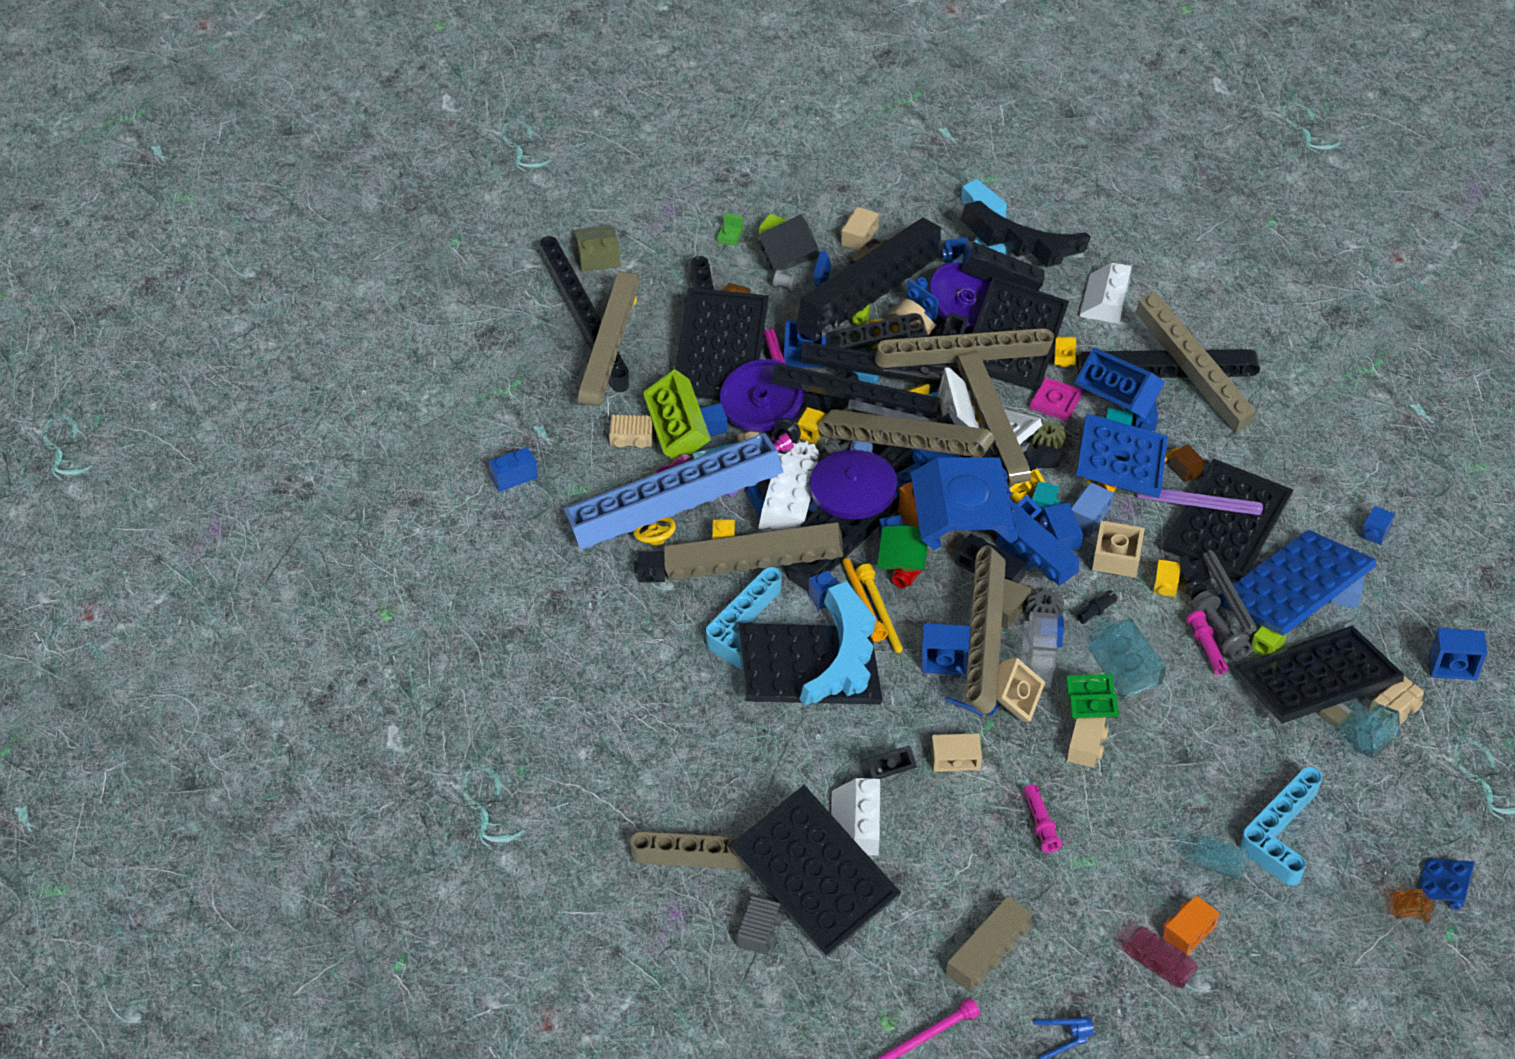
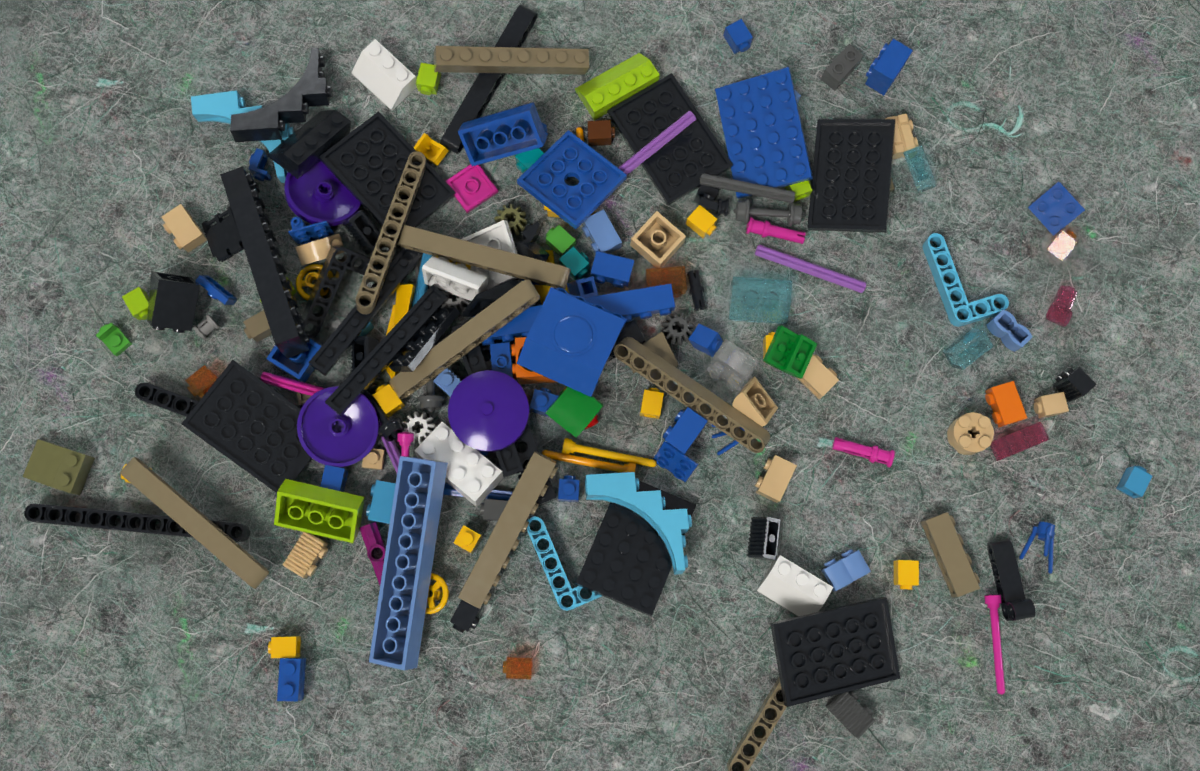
camera: 65 degrees left, 30 degrees up
(542, 452) = (284, 647): none -> yellow brick
(628, 628) = (518, 667): none -> clear orange brick
(905, 854) = (845, 570): none -> medium blue brick
(911, 662) = (675, 461): none -> blue hinge
(940, 911) = (906, 573): none -> yellow brick
(955, 614) = (651, 403): none -> yellow brick
(982, 1025) = (1008, 581): none -> black beam
(1059, 476) = (560, 240): none -> bright green brick
(1090, 581) = (669, 275): none -> clear orange brick
(1128, 323) = (427, 79): none -> lime brick
(1132, 902) = (978, 425): none -> tan brick
(1195, 691) = (810, 268): none -> medium lavender axle
(1223, 970) = (1050, 405): none -> tan brick
(1243, 456) = (617, 85): none -> lime slope
(1261, 973) = (1074, 383): none -> black brick
(1271, 888) = (1011, 333): none -> medium blue brick
(1336, 935) = (1060, 310): none -> clear pink piece
(1422, 619) = (842, 67): none -> dark grey brick

